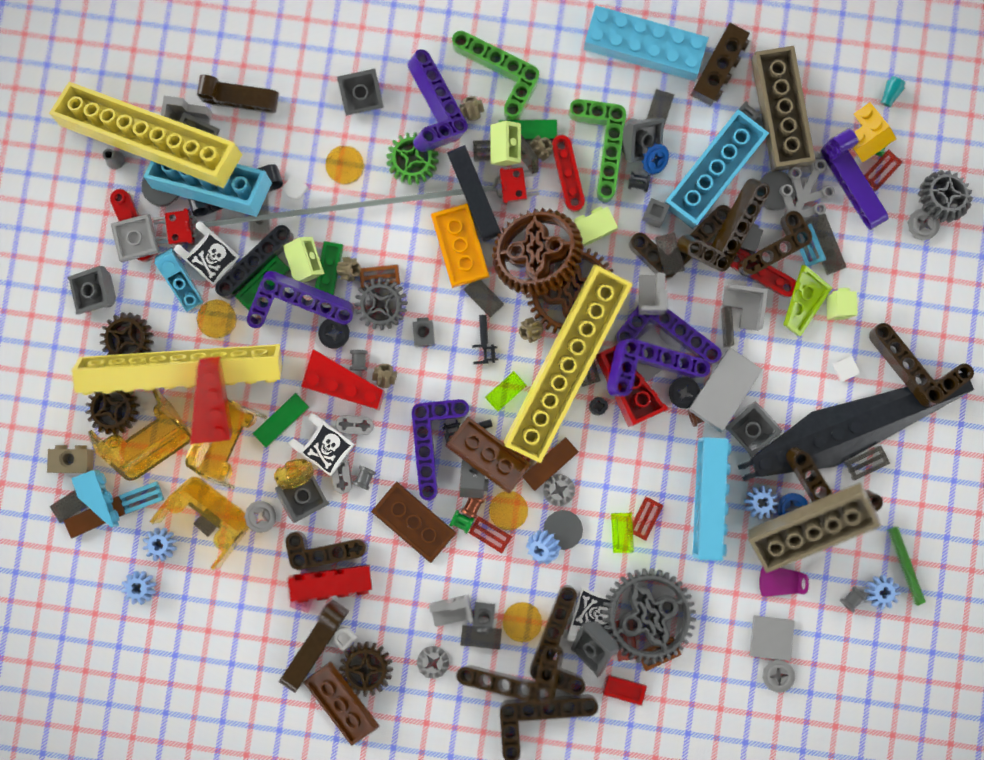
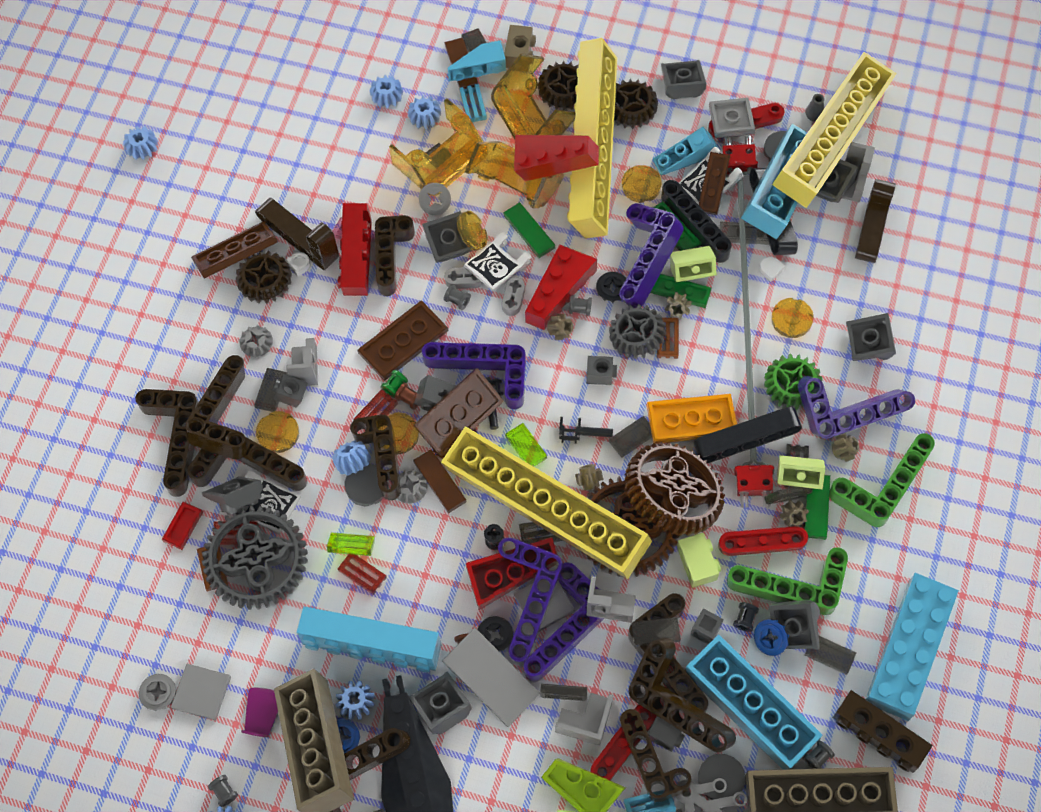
camera: 95 degrees right, 20 degrees down
(212, 248) = (714, 182): none -> reddish brown tile
(541, 518) = (382, 457): none -> dark brown beam

